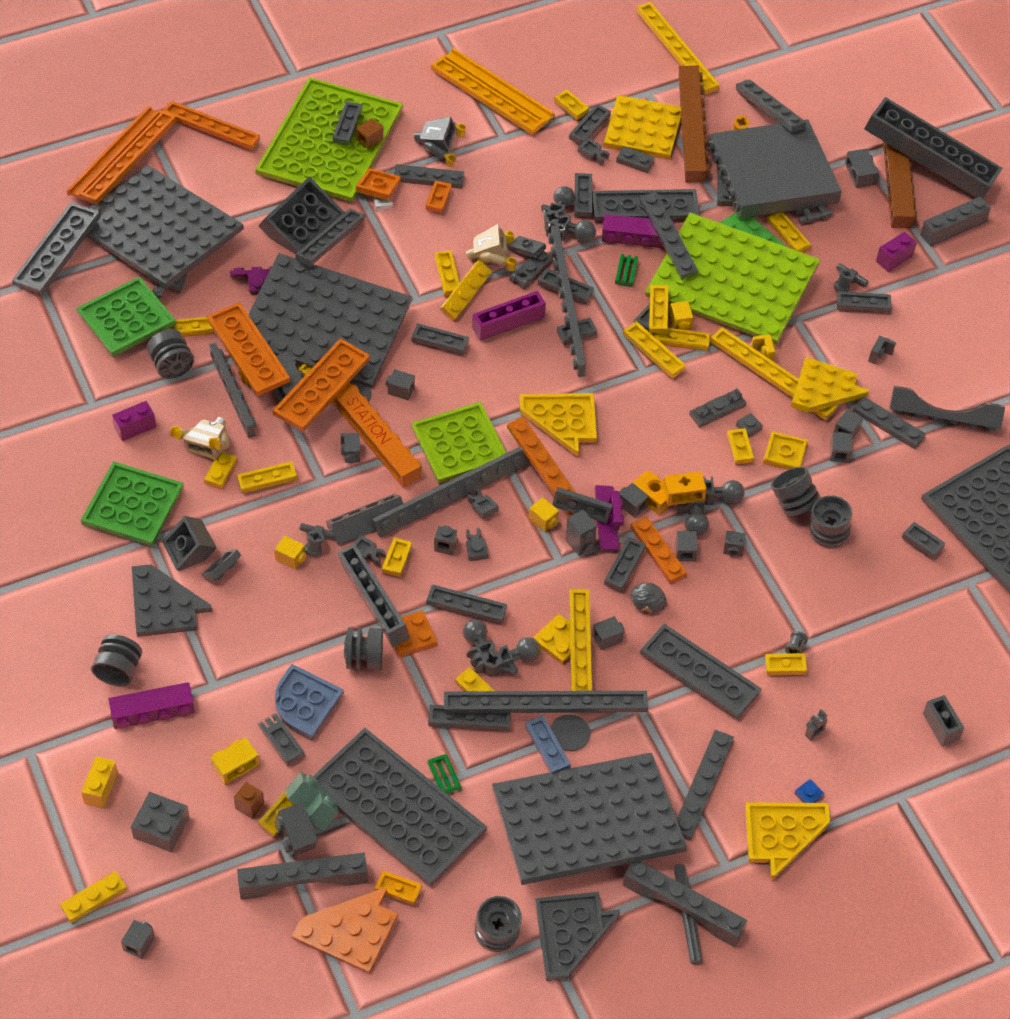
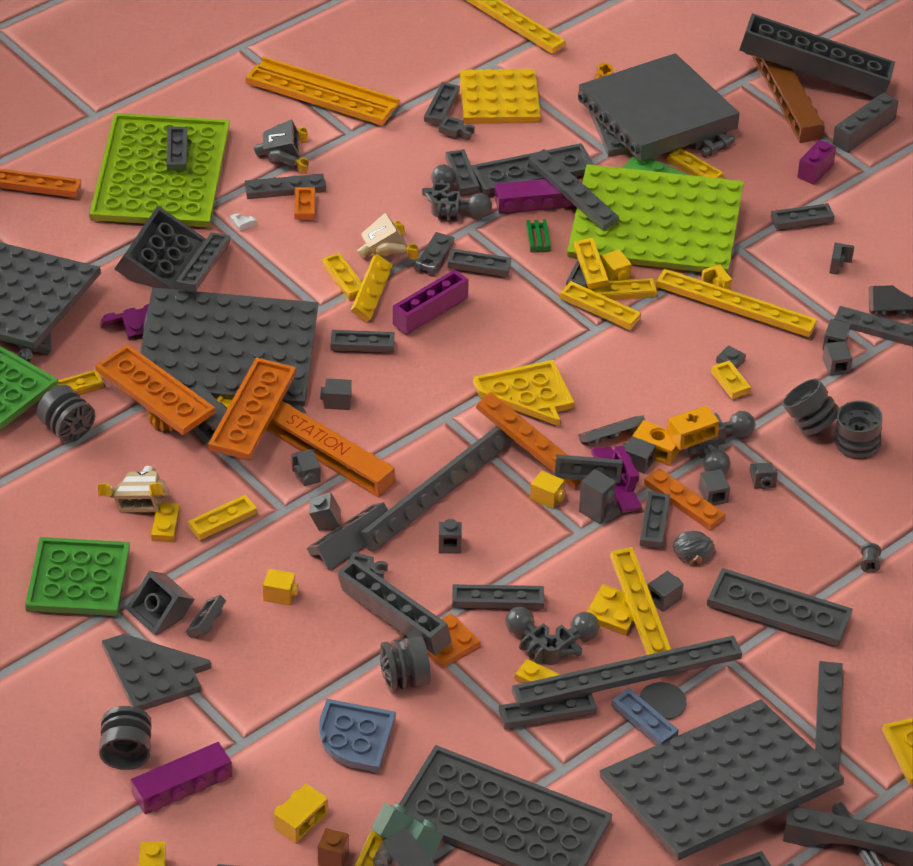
camera: 15 degrees left, 10 degrees down
(134, 420) = (48, 491): magenta brick -> none
(235, 395) = (149, 438): dark grey plate -> none
(281, 739) = (344, 779): dark grey hinge -> none
(315, 538) = (304, 566): dark grey piece -> none
(350, 492) = (324, 511): none -> dark grey brick
(369, 133) = (206, 153): dark orange brick -> none
(378, 184) = (233, 203): orange plate -> none
(397, 557) = (401, 566): yellow plate -> none
(450, 789) = (537, 776): green tile -> none
(458, 441) = (422, 437): lime plate -> none
(475, 546) = (484, 539): dark grey plate -> none
(482, 505) = (476, 495): dark grey plate -> none
(527, 246) = (422, 232): dark grey plate -> none
(567, 305) = (490, 274): dark grey plate -> none
(571, 104) = (414, 88): yellow plate -> none
(586, 329) = (509, 303): dark grey plate -> none
(619, 471) = (612, 430): none -> dark grey plate
(635, 159) = (503, 128): dark grey plate -> none
(692, 123) = (553, 81): dark orange brick -> none
(718, 408) = (691, 348): dark grey plate -> none
(771, 105) = (630, 48): dark grey plate -> none
(785, 451) = (778, 375): yellow tile -> none
(785, 664) = (867, 580): yellow plate -> none
(825, 386) = (797, 303): yellow wing -> none
(846, 276) = (775, 196): dark grey piece -> none
(861, 168) = (747, 91): dark grey brick -> none

